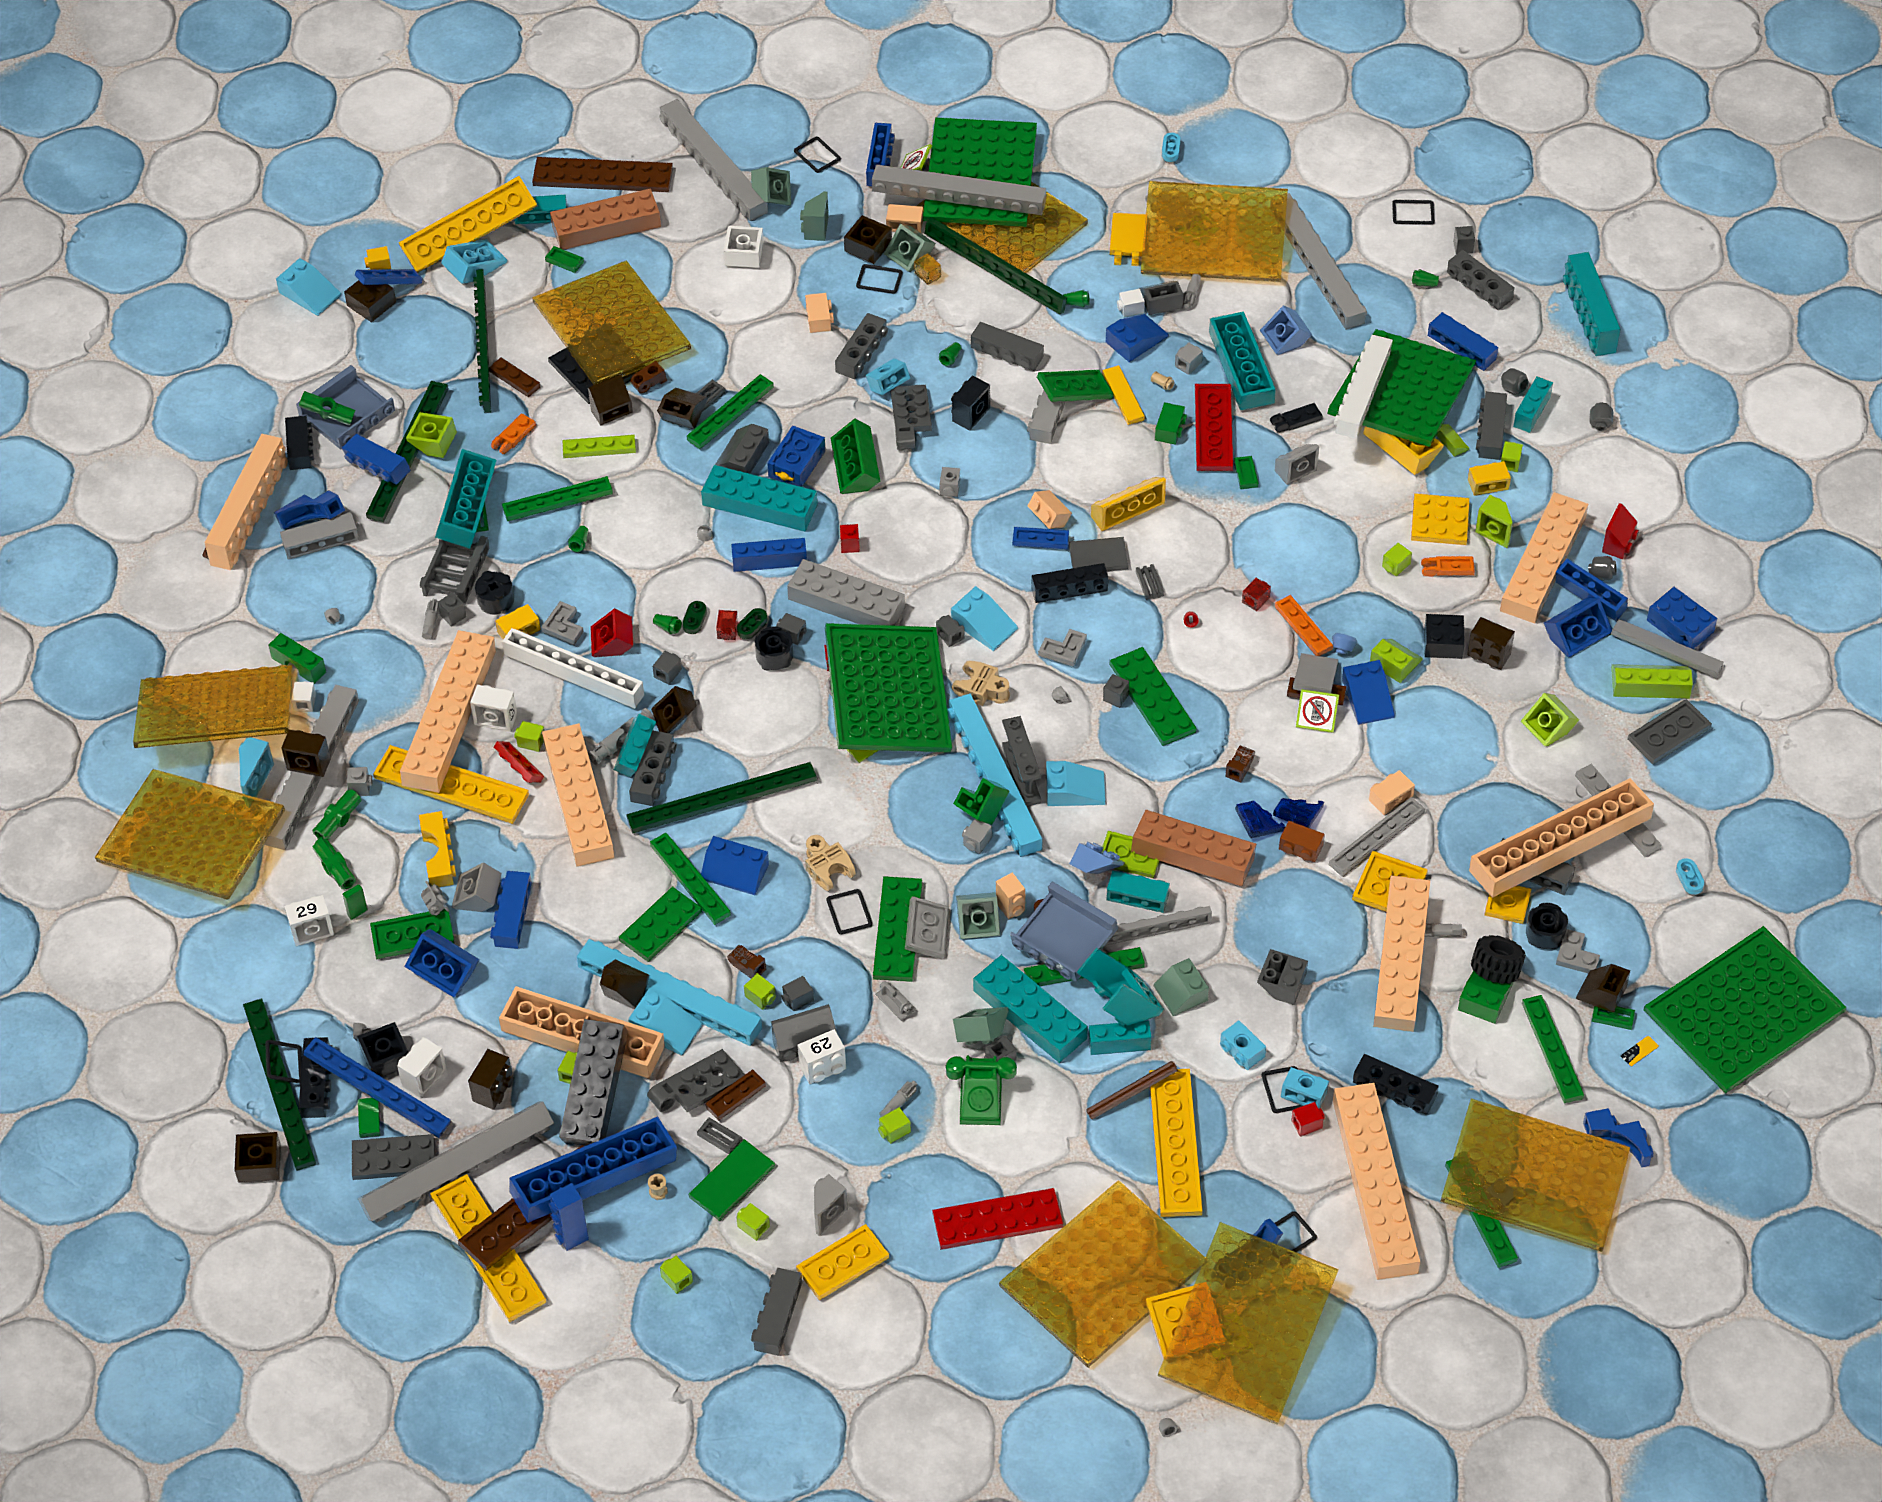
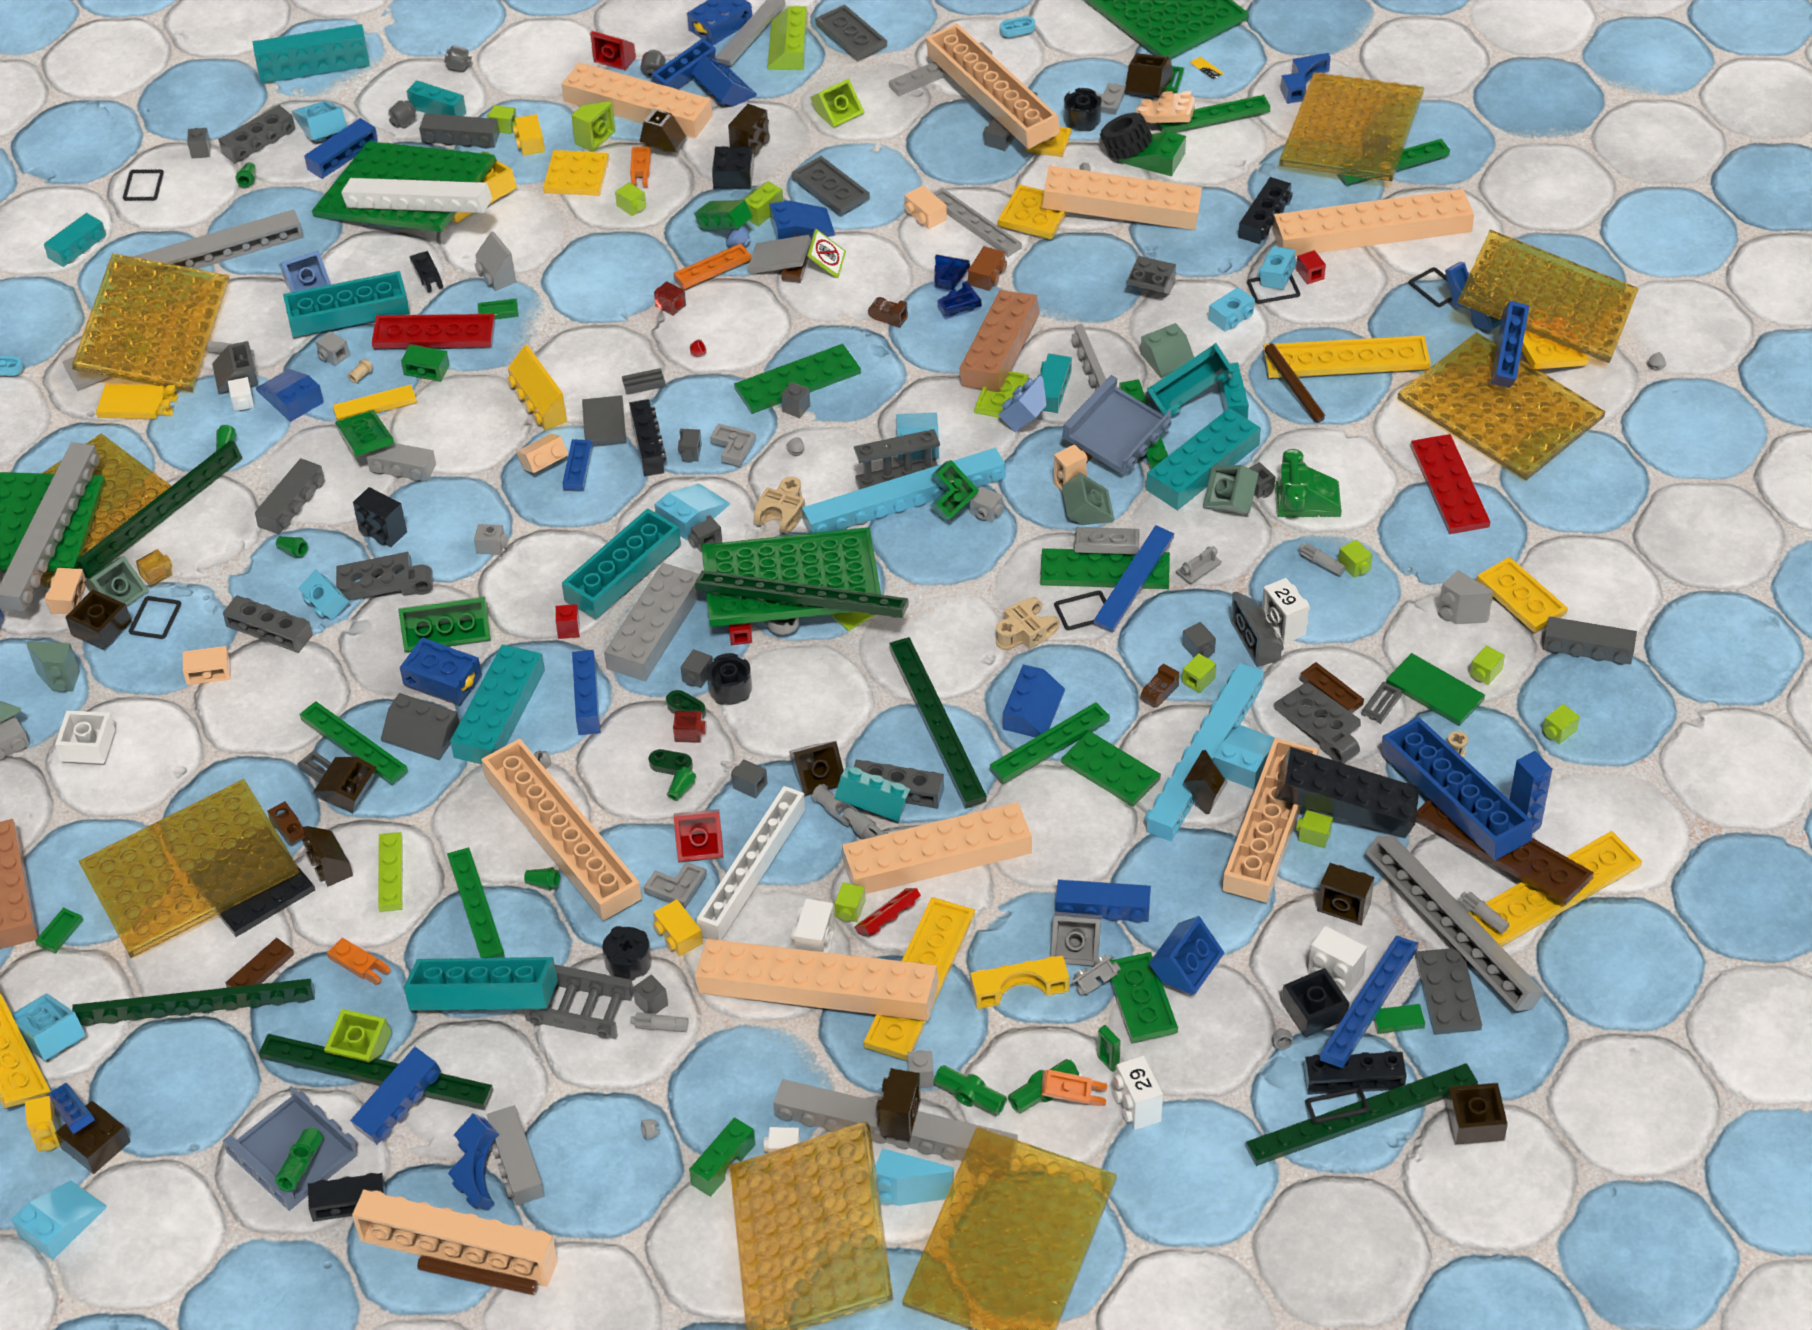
camera: 90 degrees left, 5 degrees down
(321, 875) = (1072, 1087): none -> orange hinge
(461, 1182) = (1484, 911): none -> light grey piece
(621, 543) = (561, 829): none -> light nougat brick
(846, 685) = (802, 594): none -> dark green plate
(874, 943) = (1134, 578): none -> blue tile
(912, 570) = (621, 563): none -> teal brick
(1060, 616) = (690, 444): none -> dark grey brick
(1157, 1266) = (1509, 344): none -> blue brick
(1330, 172) = (74, 239): none -> teal brick
(1362, 624) = (723, 214): none -> green brick
(1424, 716) = (830, 185): none -> dark grey plate
(1489, 576) = (662, 131): none -> dark brown slope
(1504, 322) = (320, 120): none -> medium azure slope
(1549, 1004) = (1168, 108): none -> light nougat plate

